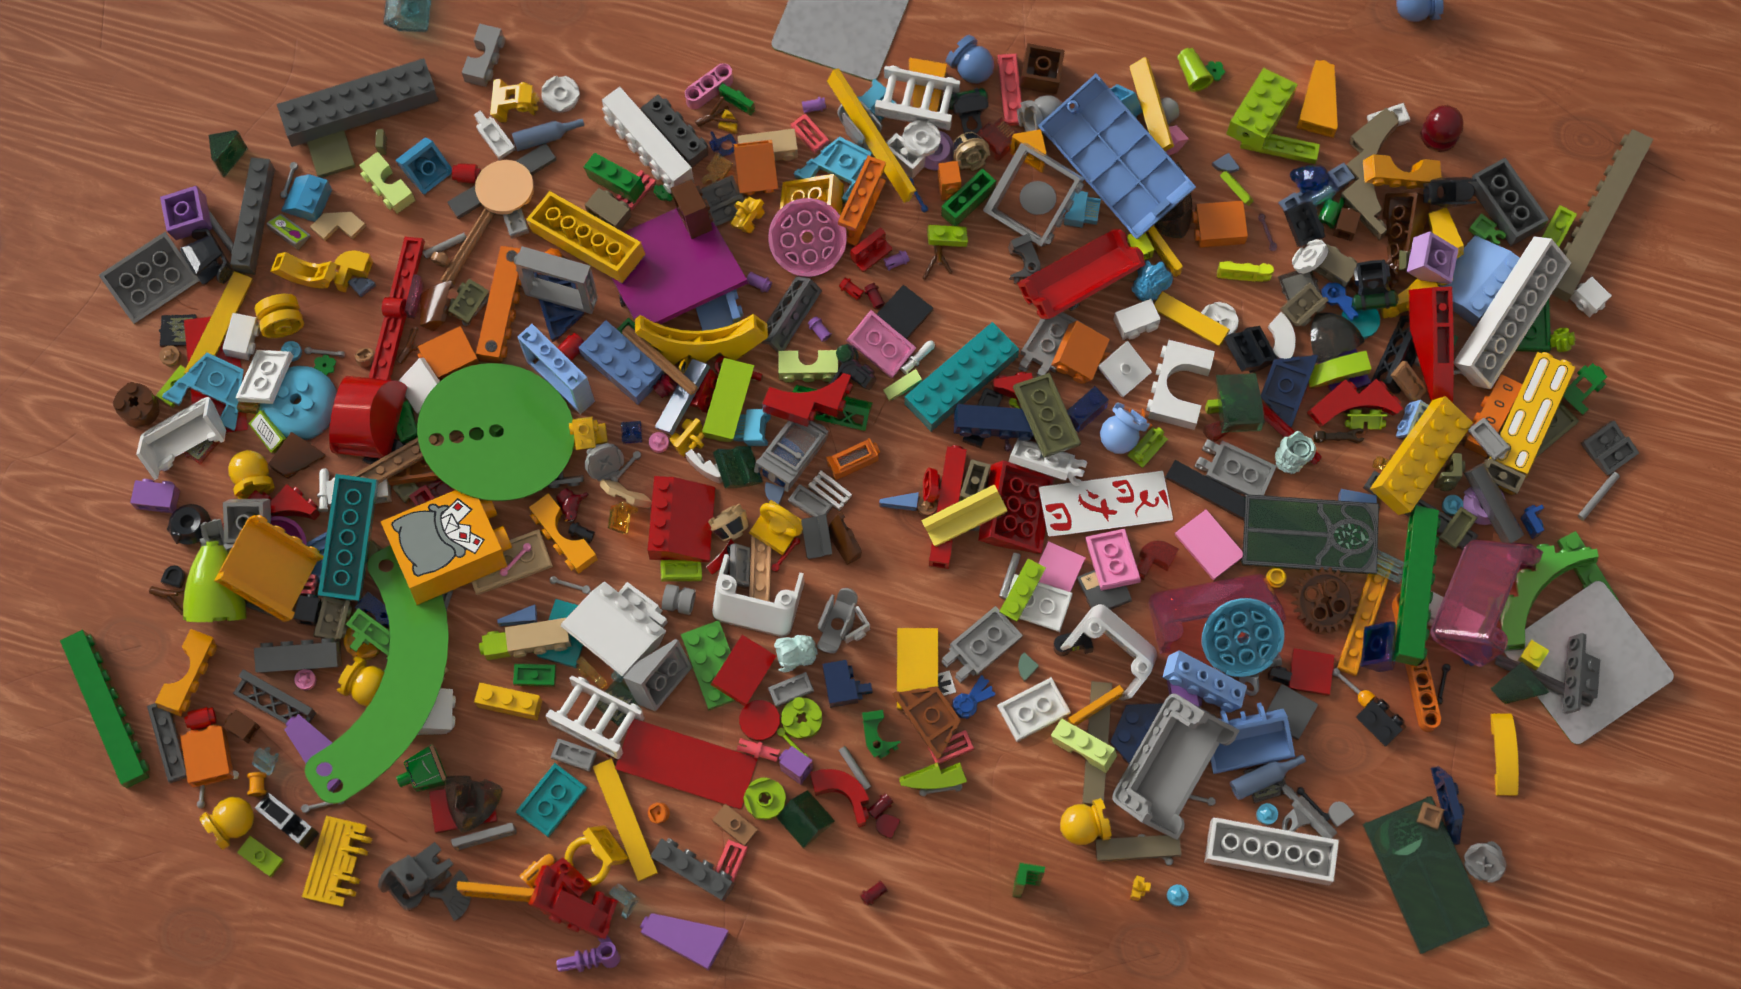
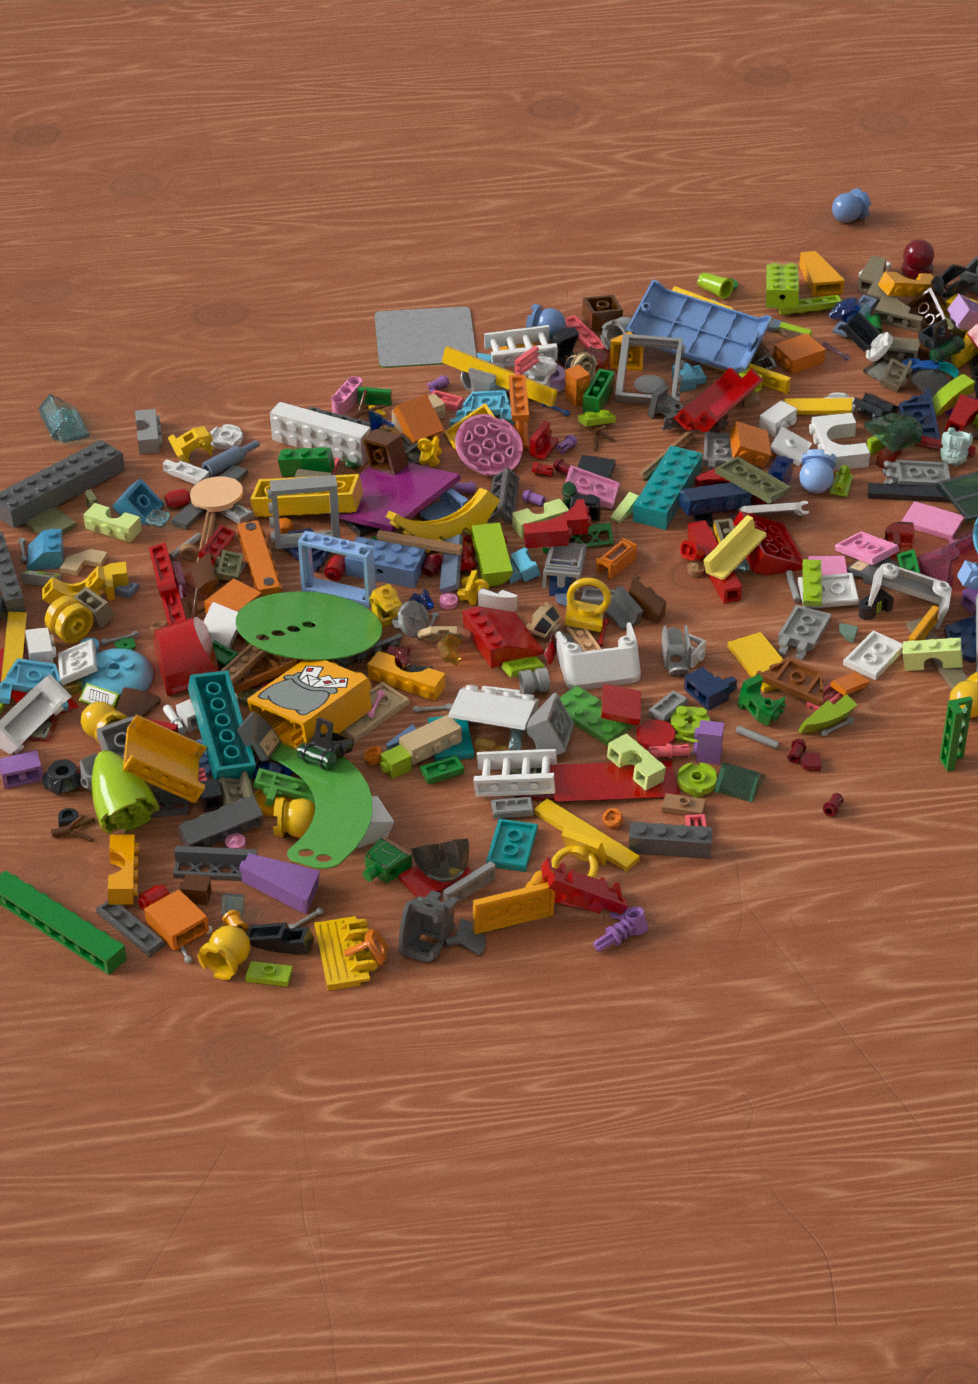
camera: 25 degrees left, 30 degrees down
(312, 305) = (98, 606): none -> dark tan brick
(351, 876) = (370, 937): none -> orange piece
(375, 568) = (260, 734): none -> dark grey slope
(428, 612) = (325, 747): none -> black piece
(434, 194) = (157, 518): none -> clear light blue plate
(473, 260) = (219, 541): none -> red tile
(481, 626) = (373, 755): none -> orange tile
(508, 701) = (431, 791): yellow brick -> none
(626, 897) = (626, 879): clear light blue tile -> none
(689, 939) = (695, 887): medium lavender slope -> none
(713, 736) = (647, 770): none -> yellowish green arch
(737, 467) = (526, 591): clear green slope -> none
(795, 652) = (654, 679): light aqua hair -> none
(821, 474) = (613, 582): white tile -> none
(840, 782) = (759, 746): red arch -> none
(902, 135) = (526, 360): none -> coral tile
(904, 502) = (673, 572): medium blue piece -> none
(914, 360) = (622, 493): white piece -> none
(966, 704) = (821, 662): blue piece -> none
(982, 742) = (849, 683): none -> orange tile
(996, 318) = (650, 468): none -> medium nougat axle
(1105, 503) = (834, 523): white sticker -> none
(1139, 608) = (909, 561): none -> green plate
(1151, 281) = (772, 391): dark azure hair -> none
(1245, 271) = (836, 372): neon yellow hinge -> none
(1283, 336) = (891, 395): white tile -> none
(1347, 224) = (892, 325): reddish brown brick -> none

